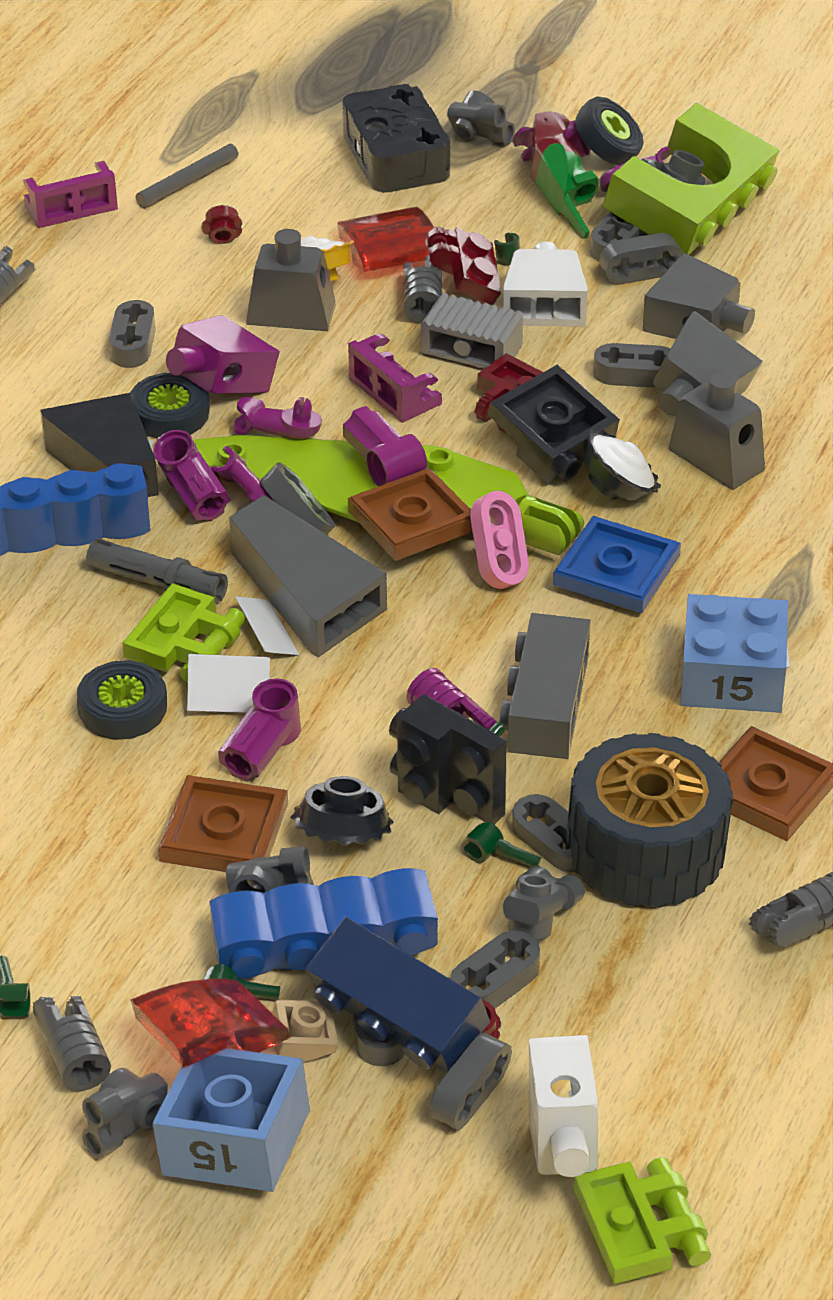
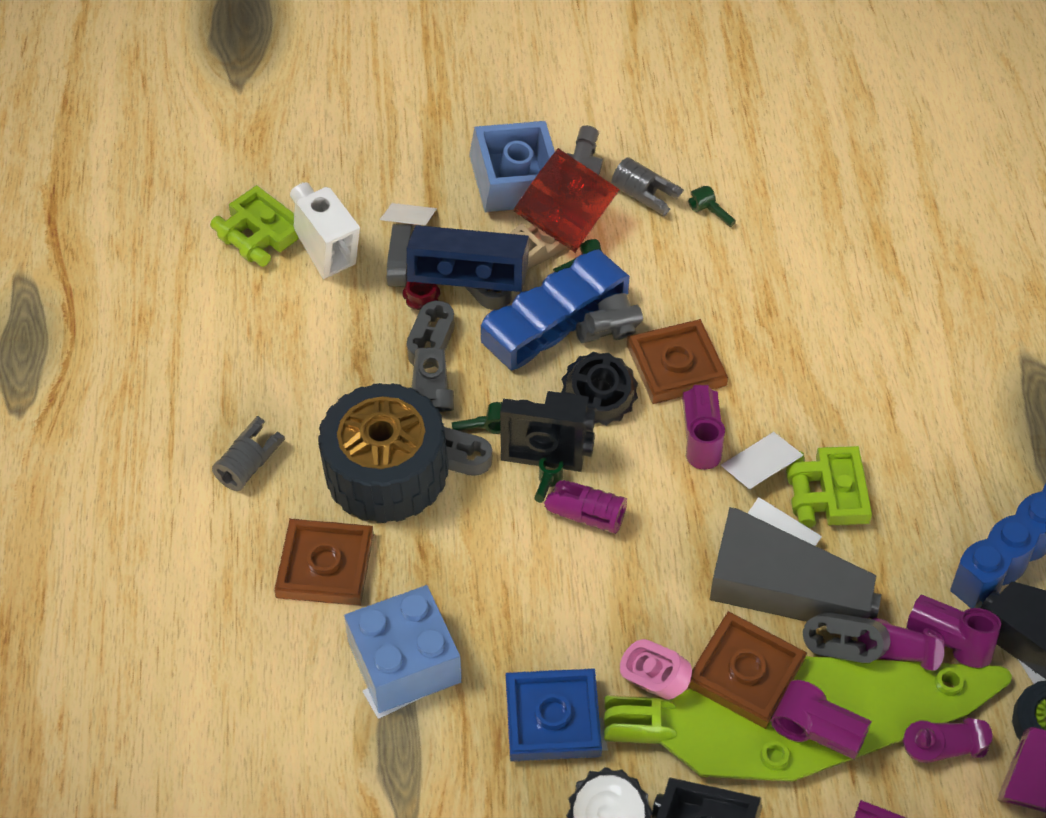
camera: 150 degrees right, 10 degrees up
(115, 682) = (835, 405): black bush -> none
(155, 569) = (884, 533): dark grey pin -> none
(420, 1137) = (408, 214): none -> white sticker
(546, 685) = (531, 557): dark grey brick -> none

